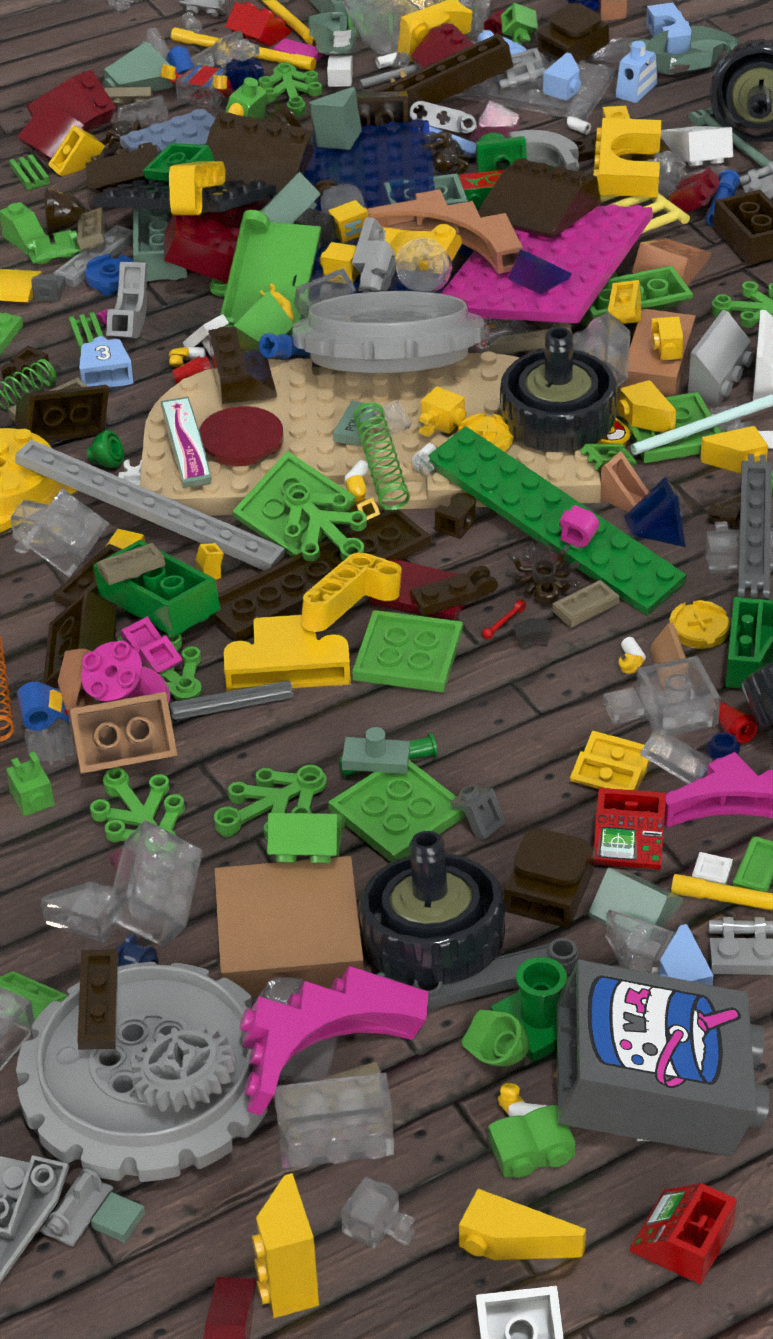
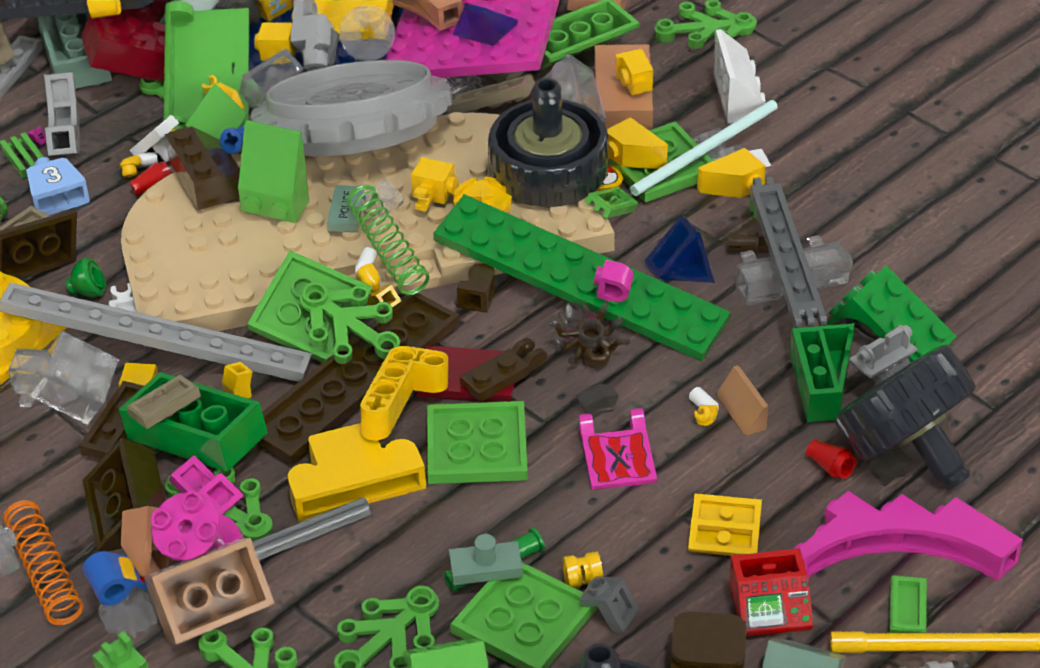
camera: 15 degrees left, 0 degrees up
(103, 273) = (25, 89): blue plate -> none
(186, 442) = (176, 257): slope -> none
(241, 435) = (230, 241): dark red tile -> none
(293, 378) = (273, 172): none -> bright green slope
(421, 460) = (429, 238): clear arm -> none
(472, 776) = (582, 569): none -> yellow wheel
(519, 607) = (550, 408): red hinge -> none
(535, 686) = (618, 456): none -> flag
(585, 603) = (639, 359): dark tan plate -> none
(621, 483) = (634, 229): nougat slope -> none
(623, 705) = (713, 460): clear plate -> none
(626, 302) = (580, 40): yellow slope -> none
(675, 756) = (787, 506): clear slope -> none
(678, 696) = (769, 442): clear brick -> none
(700, 624) = (760, 359): yellow tile -> none
(713, 868) = (863, 617): white tile -> none
(719, 359) = (686, 86): light grey slope -> none
(722, 745) = (829, 486): clear blue plate -> none

